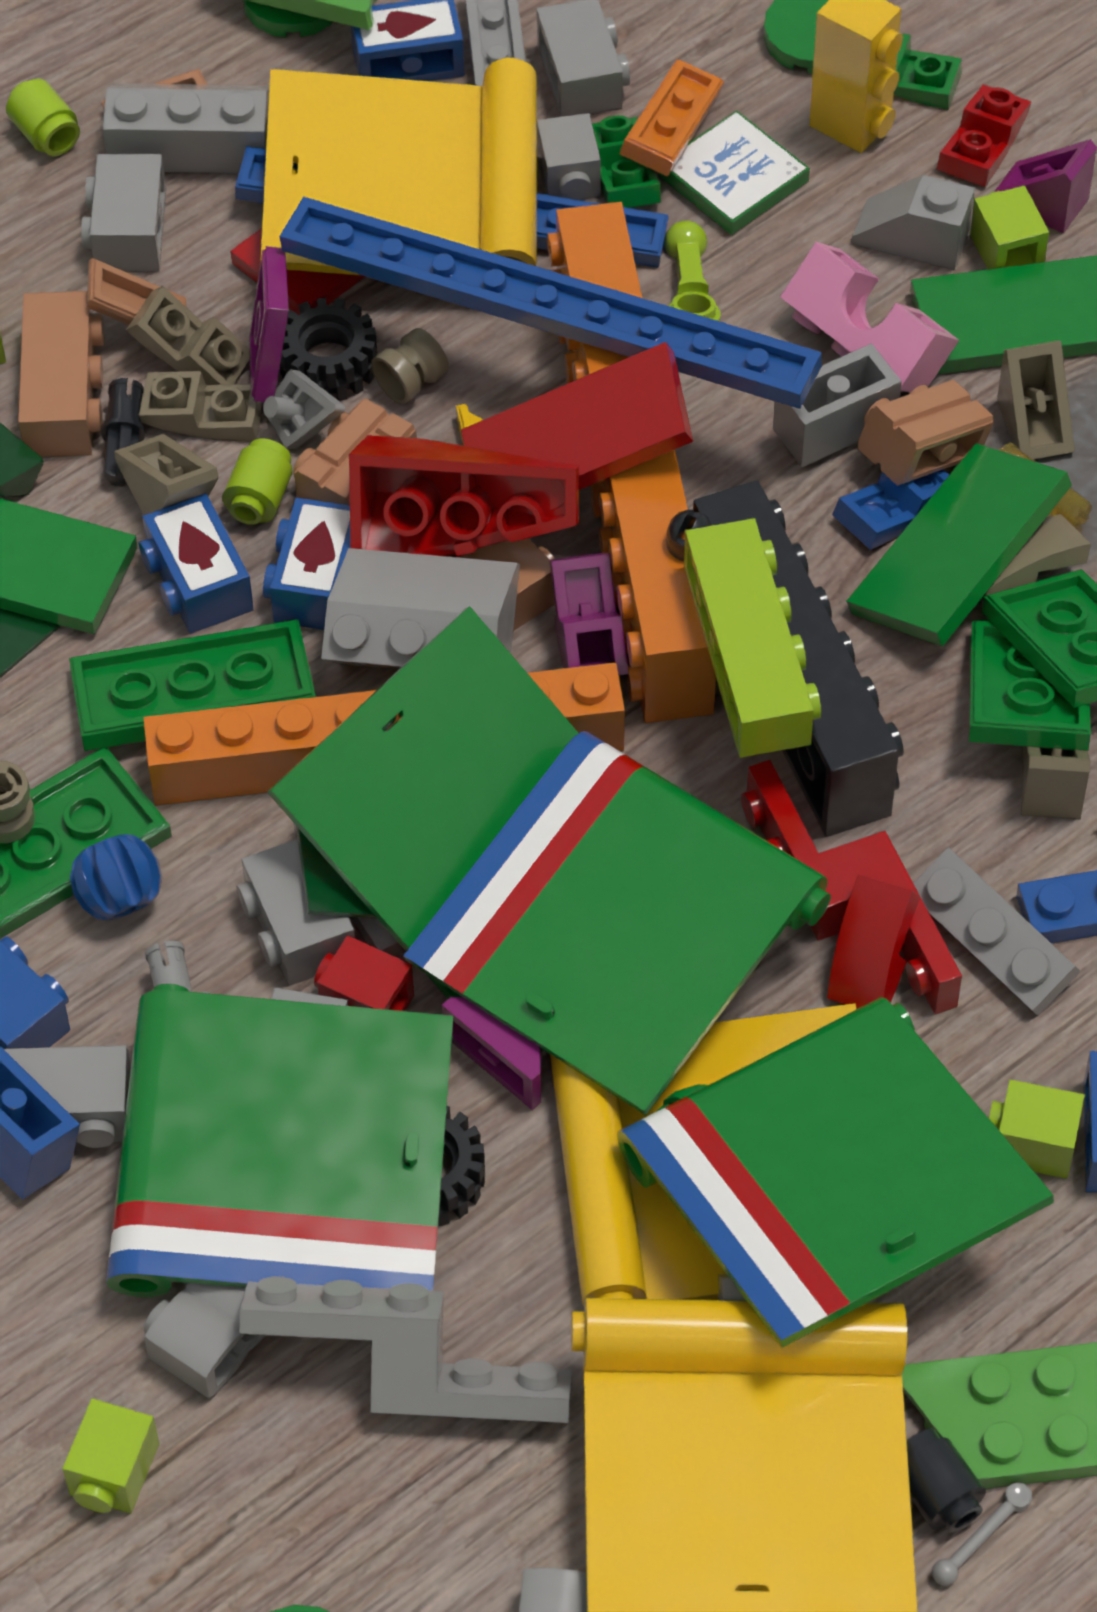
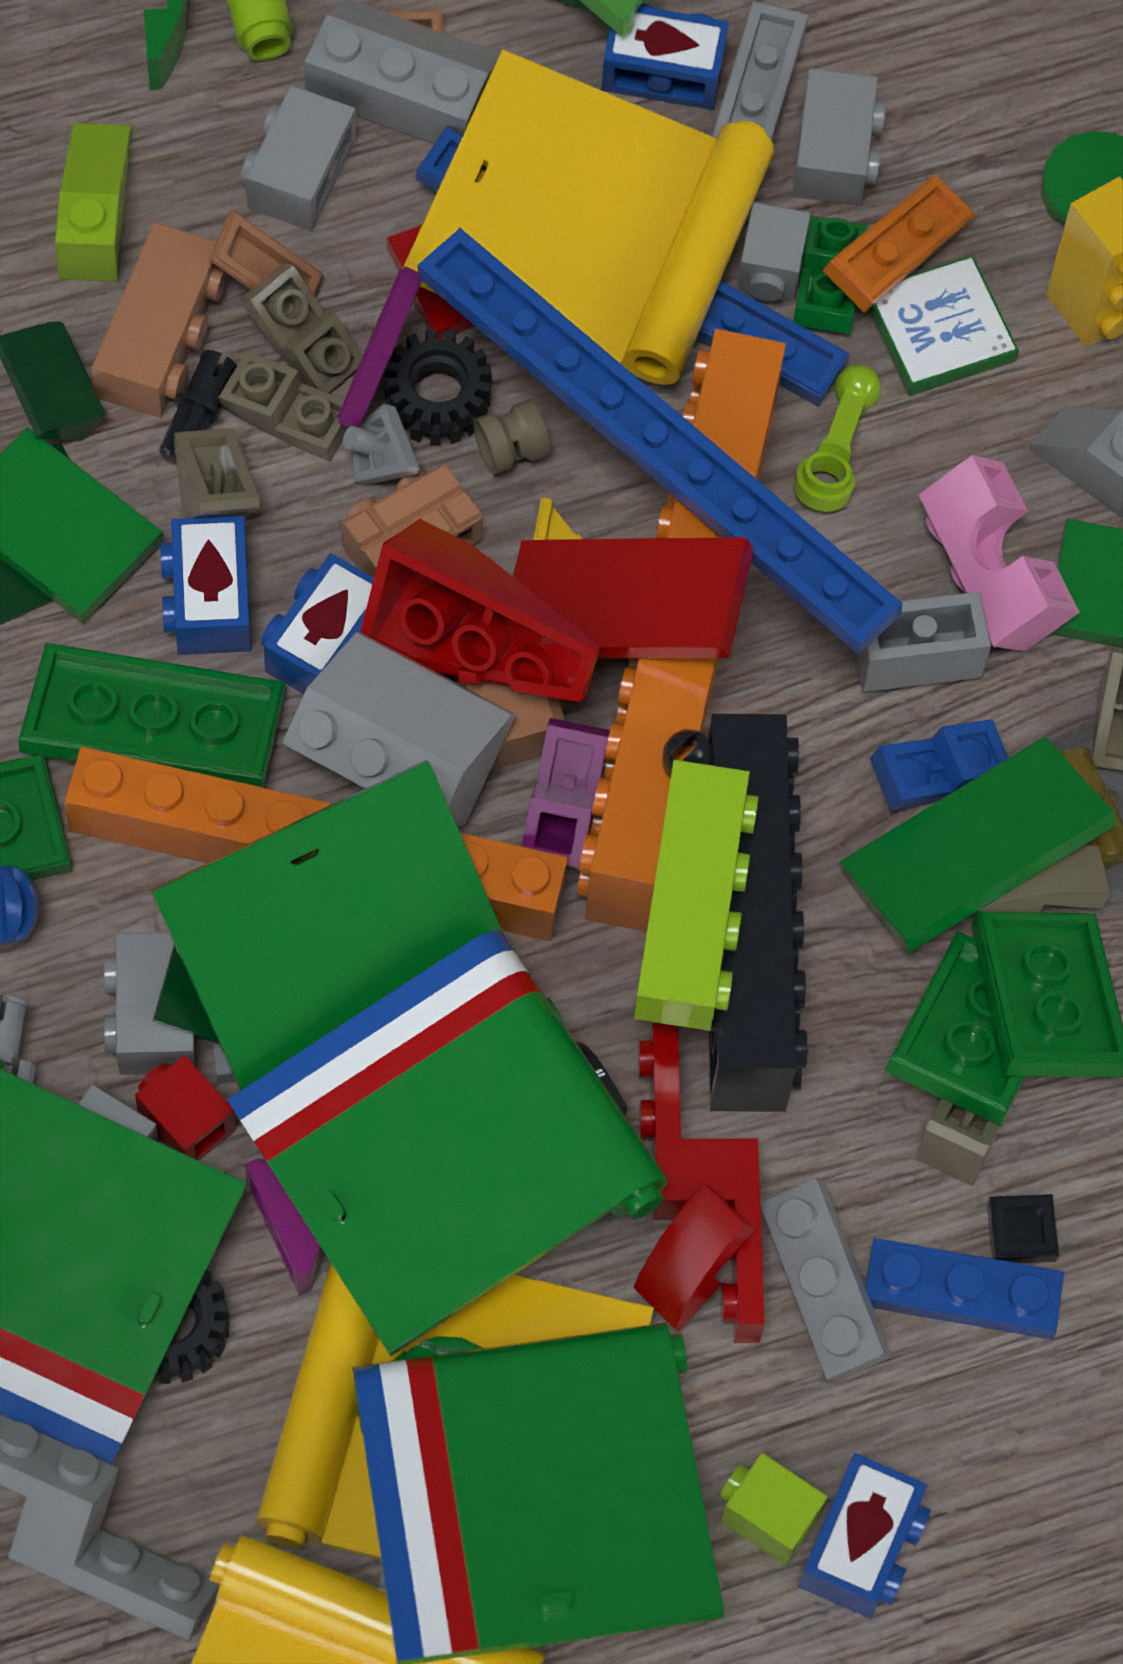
camera: 15 degrees right, 10 degrees up
(258, 481) = (306, 515): lime brick -> none
(923, 431) = (997, 704): nougat brick -> none

